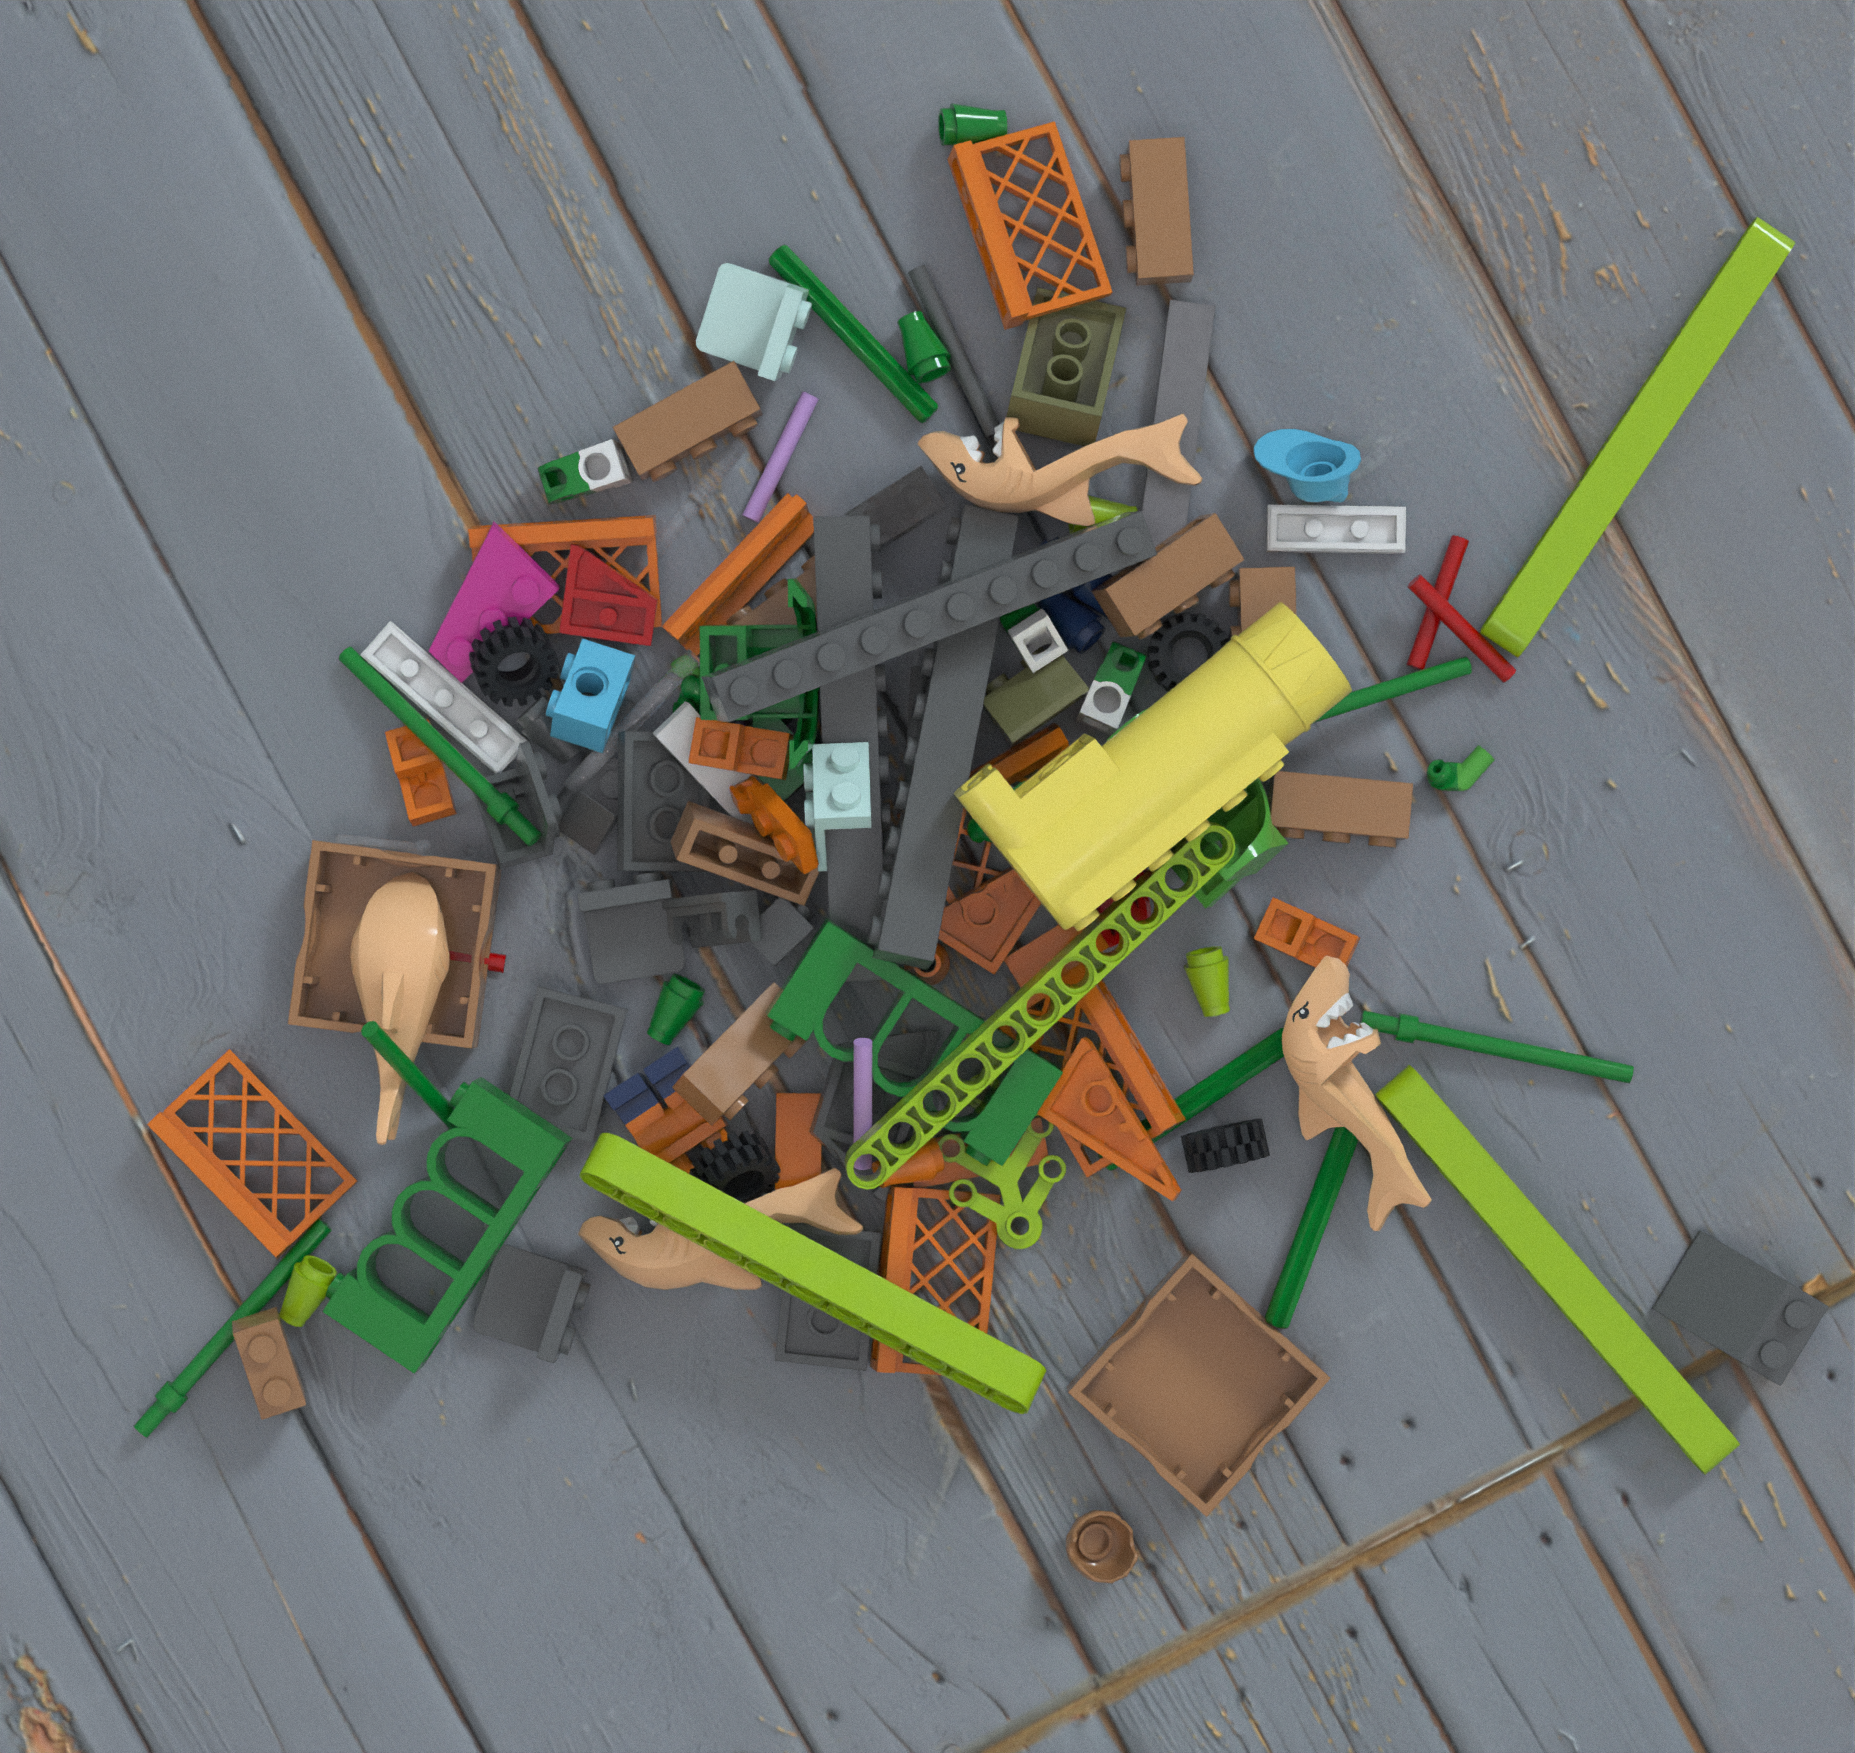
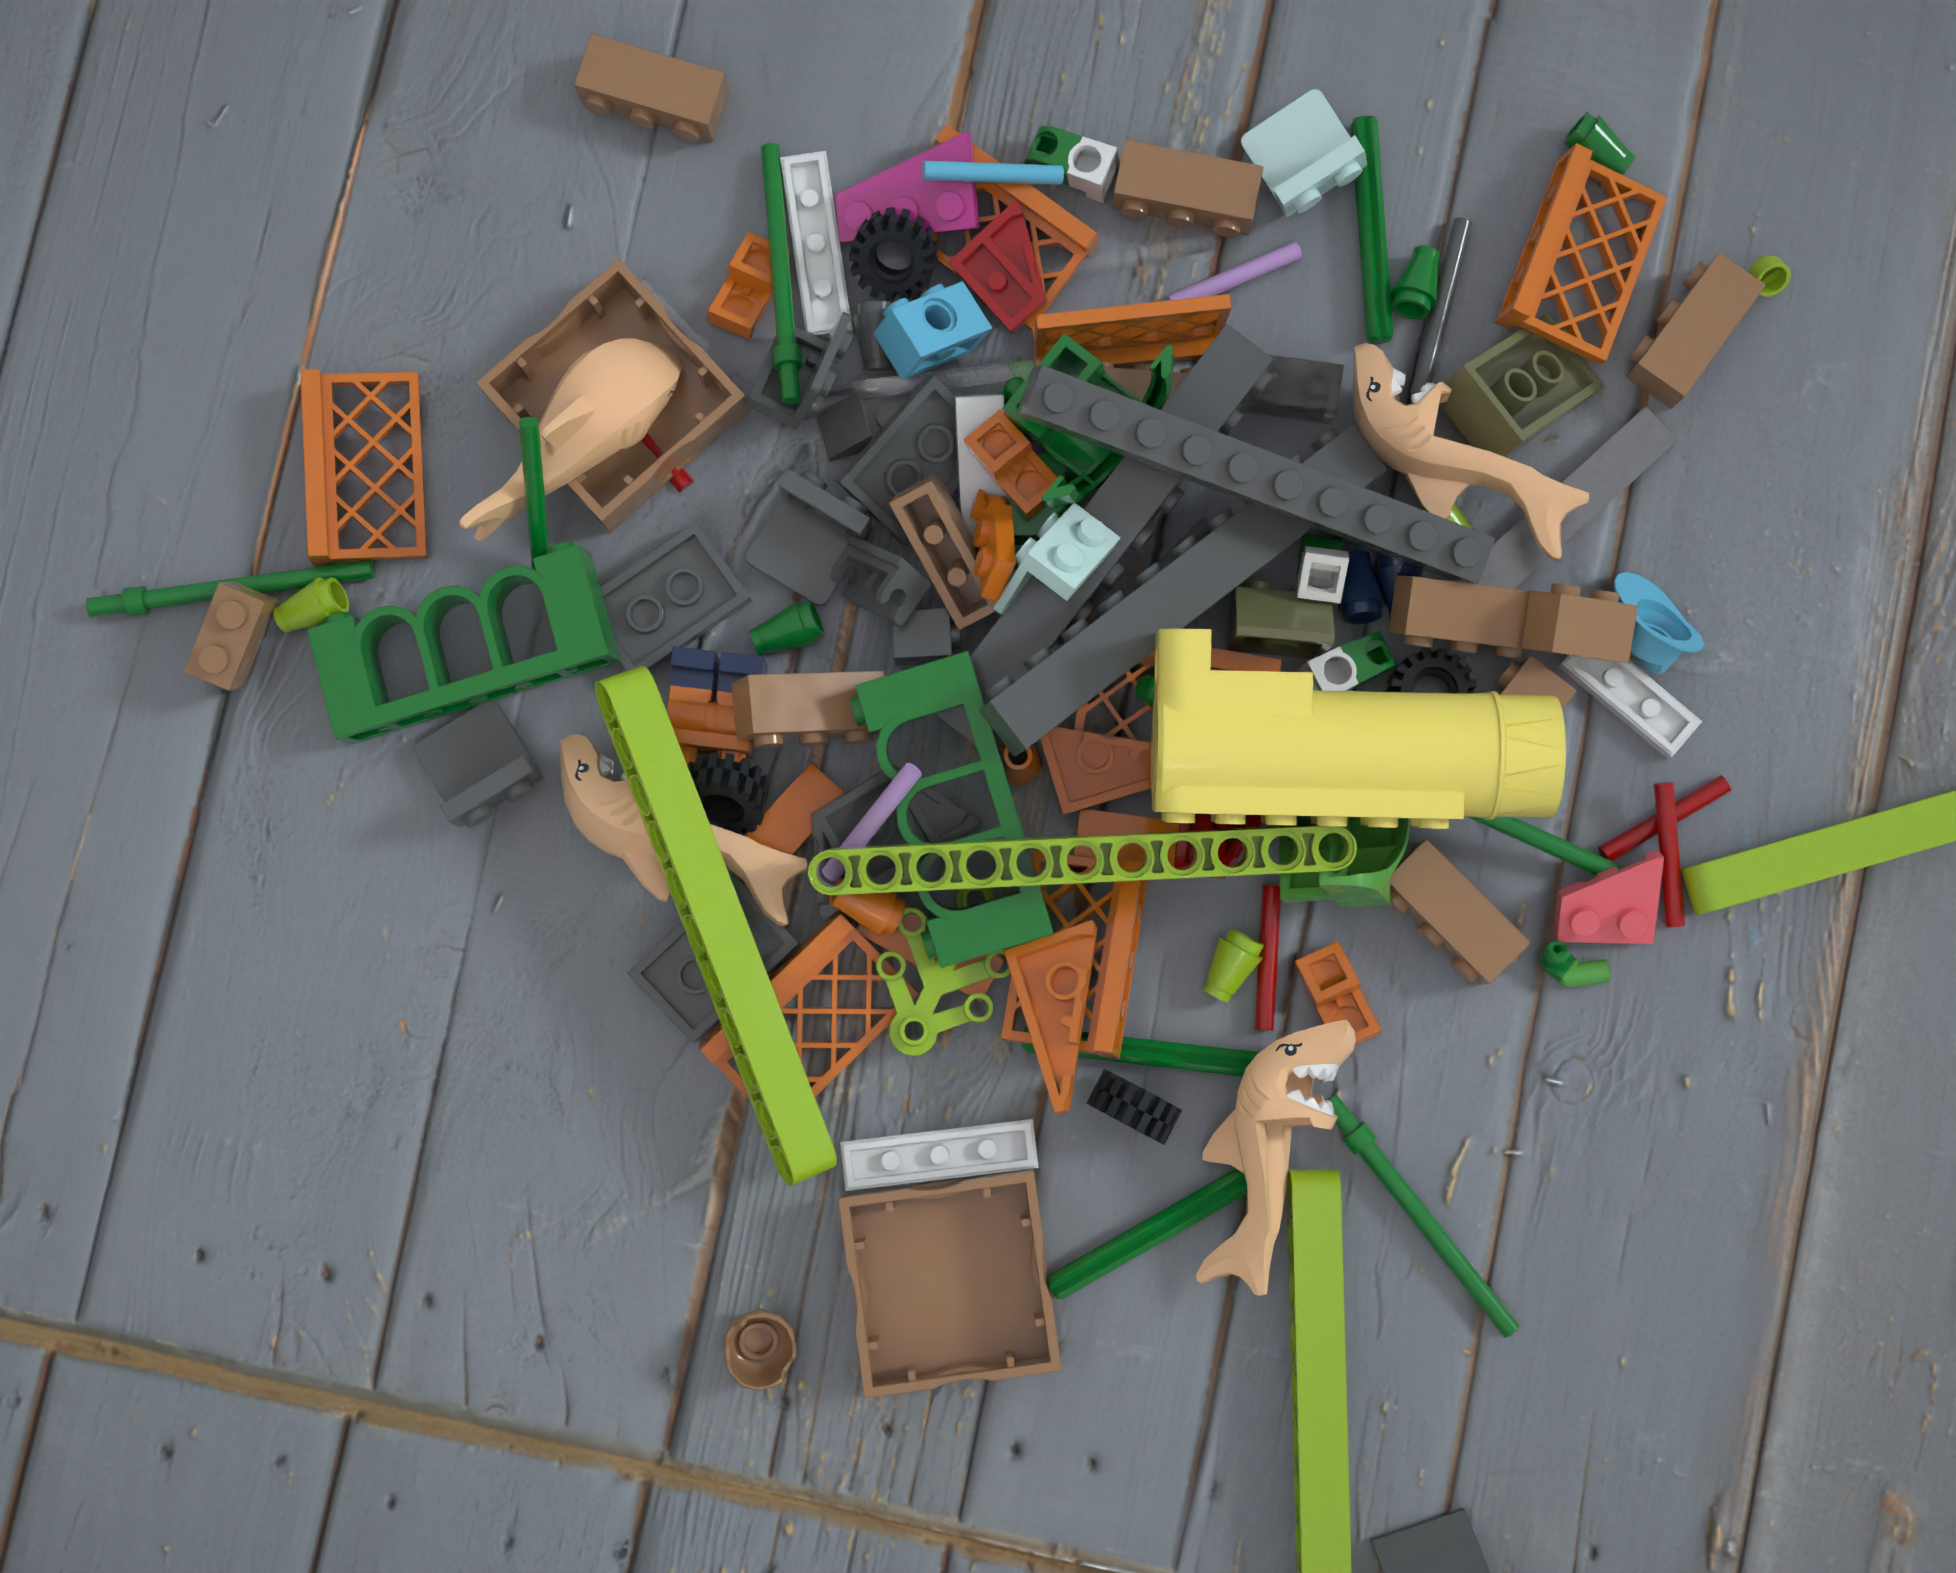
camera: 35 degrees right, 5 degrees down
(219, 686) = (651, 89): none -> medium nougat brick
(537, 540) = (992, 172): none -> medium azure bar
(1112, 1298) = (939, 1154): none -> white tile
(1180, 120) = (1772, 273): none -> lime hinge
(1236, 956) = (1268, 965): none -> red bar
(1256, 519) = (1579, 625): none -> medium nougat brick
(1450, 702) = (1612, 905): none -> coral wing

